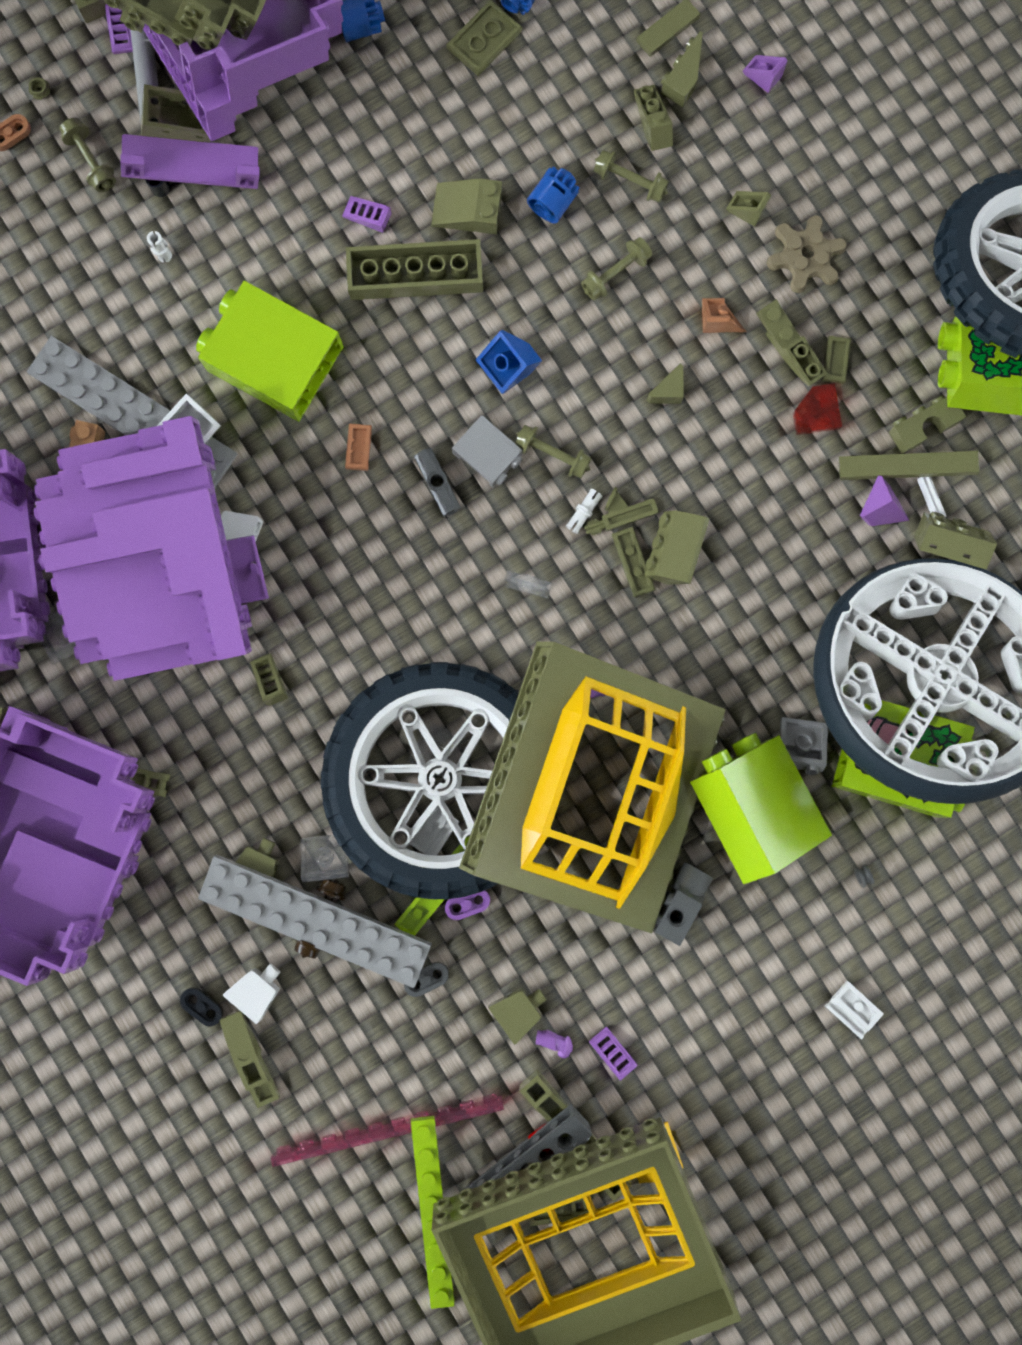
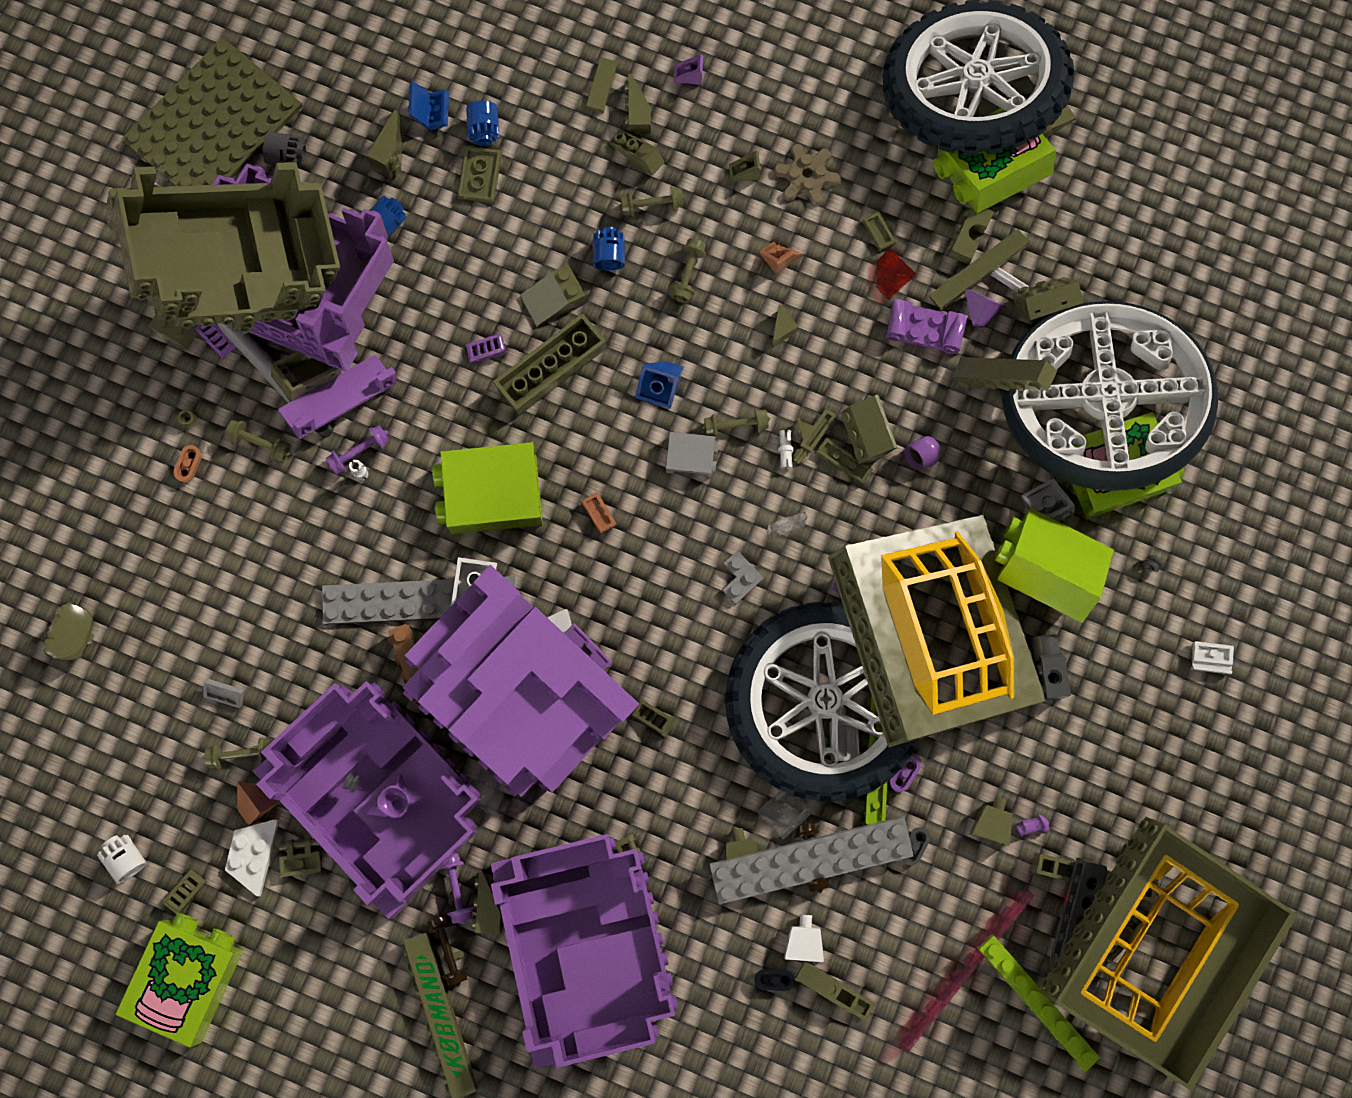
camera: 40 degrees left, 5 degrees down
(203, 226) = (336, 462): none -> medium lavender piece
(430, 470) = (660, 492): dark grey piece -> none
(454, 608) = (746, 577): none -> light grey plate
(625, 1055) = (1094, 806): medium lavender slope -> none
(721, 607) = (928, 450): none -> medium lavender helmet
(789, 344) = (842, 243): olive slope -> none
(812, 486) = (926, 327): none -> medium lavender piece
(850, 585) = (1004, 374): none -> olive brick

